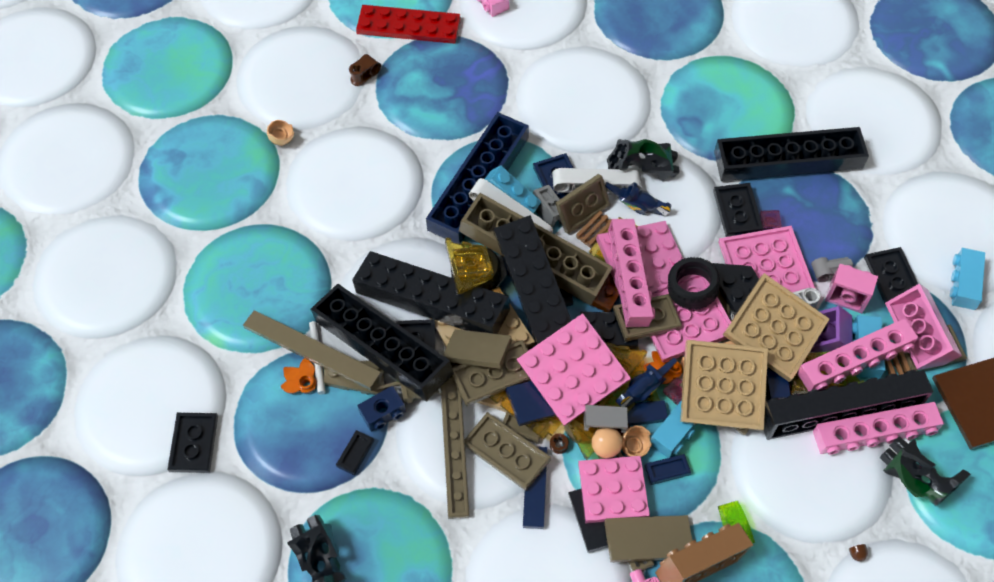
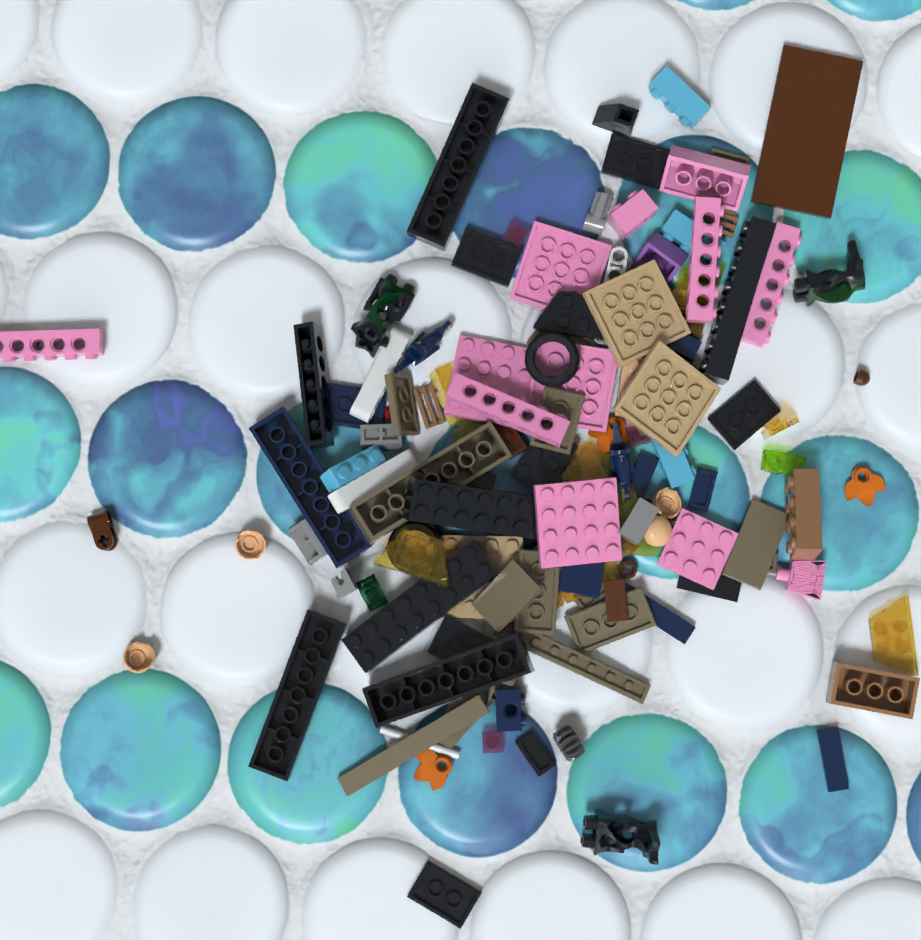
camera: 60 degrees left, 25 degrees up
(306, 246) = (298, 695): none -> black brick
(347, 411) = (492, 742): none -> clear pink plate
(378, 469) = (568, 743): none -> dark grey gear
(408, 24) = (63, 450): red plate -> none
(410, 161) = (250, 544): none -> light nougat hair
(416, 234) = (346, 587): none -> light grey hinge
(422, 255) = (372, 592): none -> clear green brick
(433, 197) = (307, 542): none -> light grey hinge
(526, 441) = (615, 600): none -> reddish brown tile
(557, 140) = (313, 385): none -> black brick
(754, 470) = (744, 415): none -> black tile
(766, 499) = (777, 426): none -> clear yellow wing
(915, 243) = (616, 118): none -> black slope

